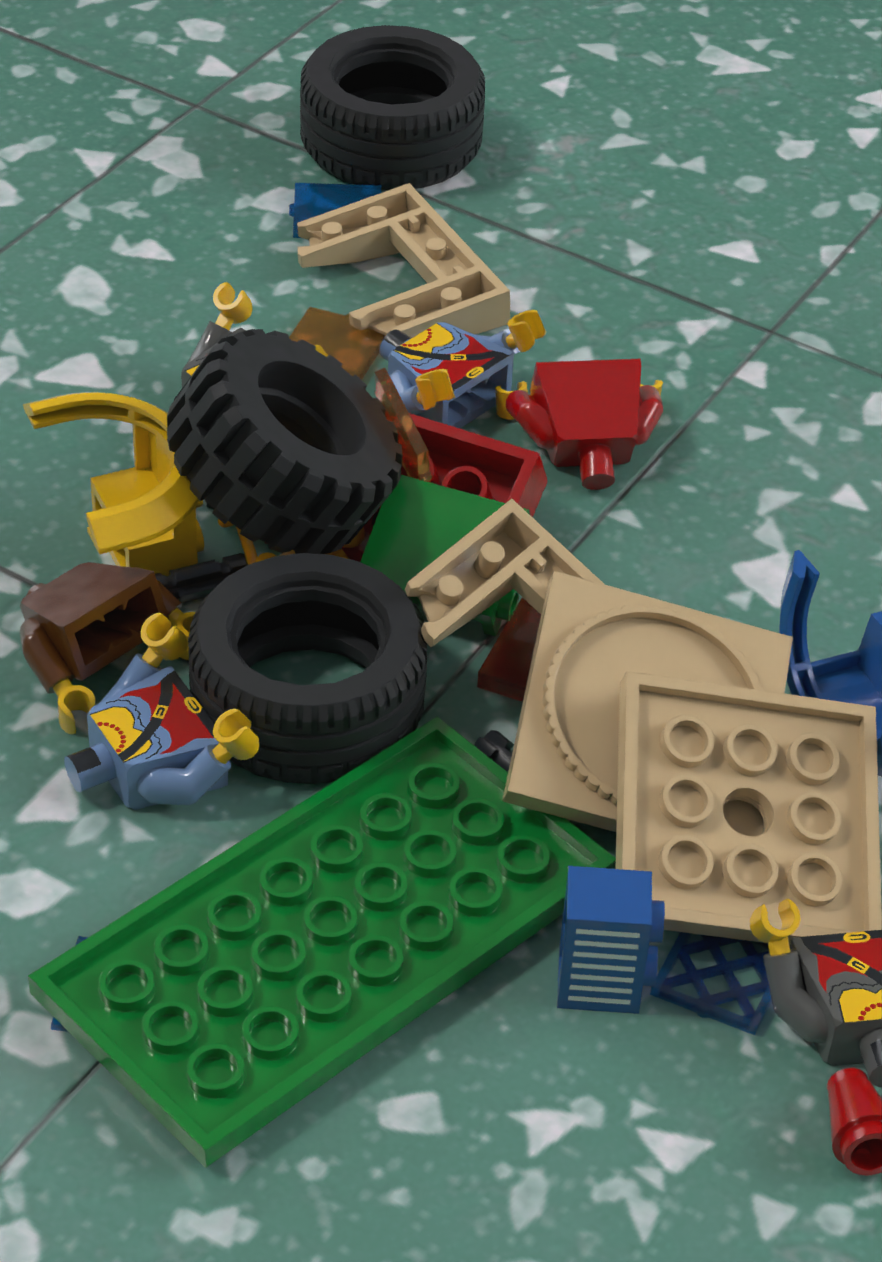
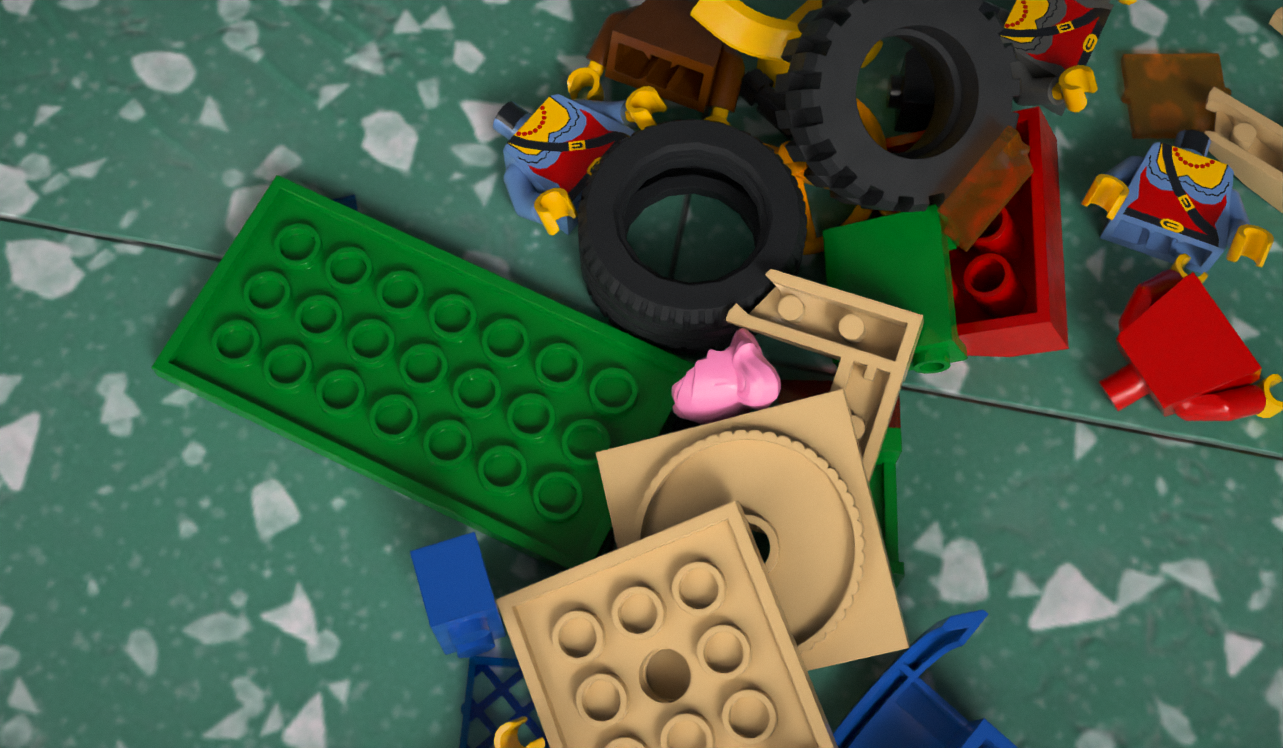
camera: 70 degrees right, 25 degrees up
(482, 673) = (727, 383): none -> bright pink hair

